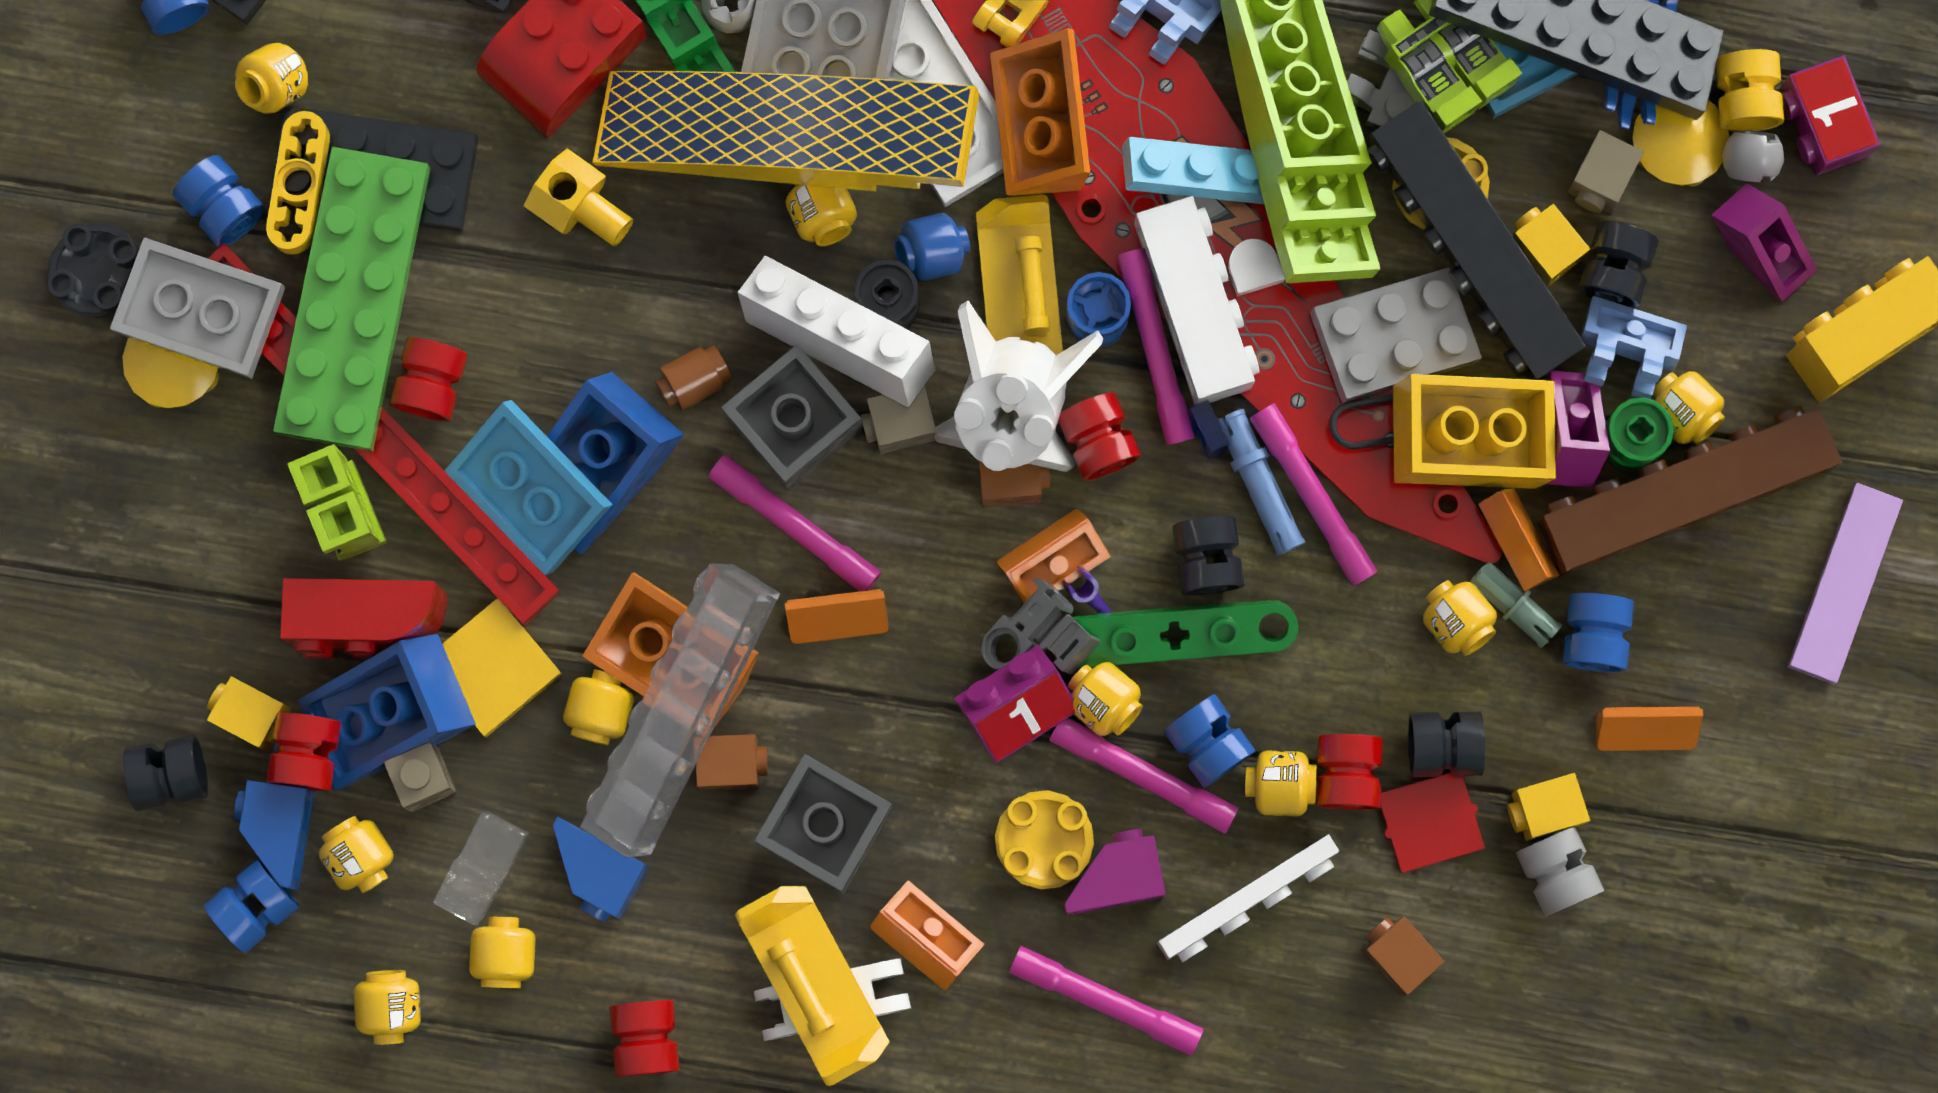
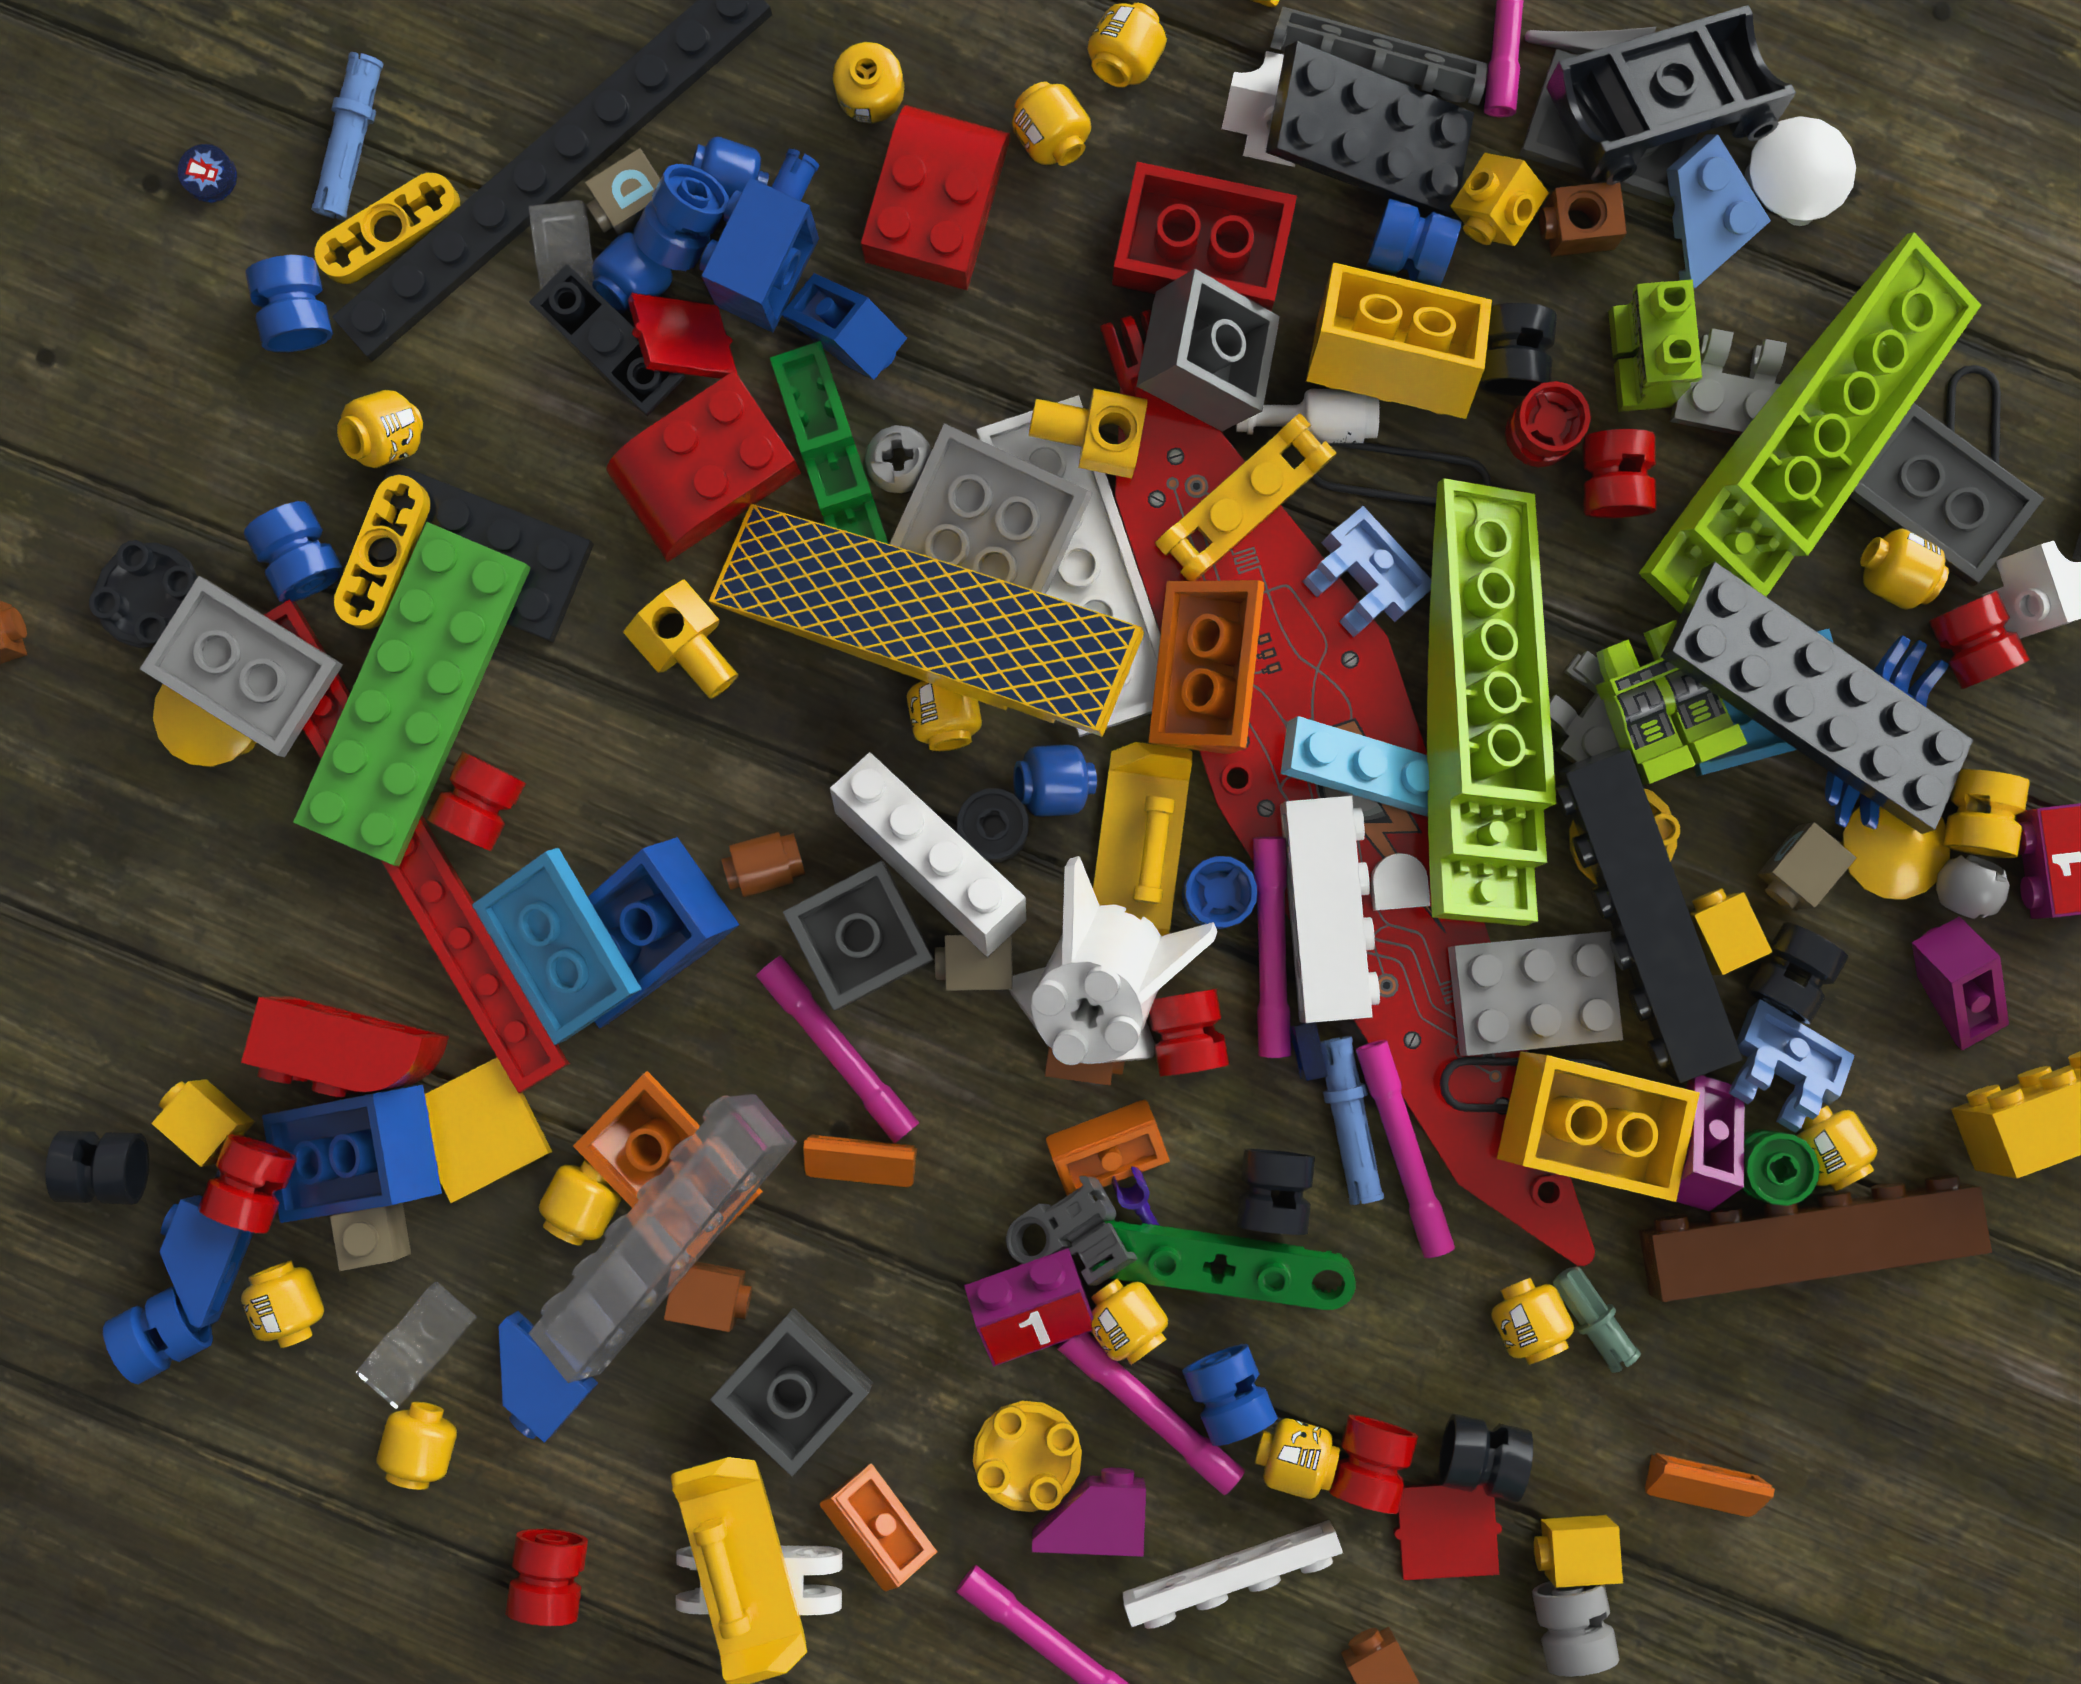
camera: 10 degrees right, 5 degrees up
(343, 512) = (352, 918): lime hips -> none
(387, 1006) = (279, 1475): yellow head -> none
(1518, 539) = (1616, 1250): orange slope -> none
(1598, 632) = (1678, 1374): blue wheel -> none
(1845, 583) = (1957, 1376): lavender tile -> none

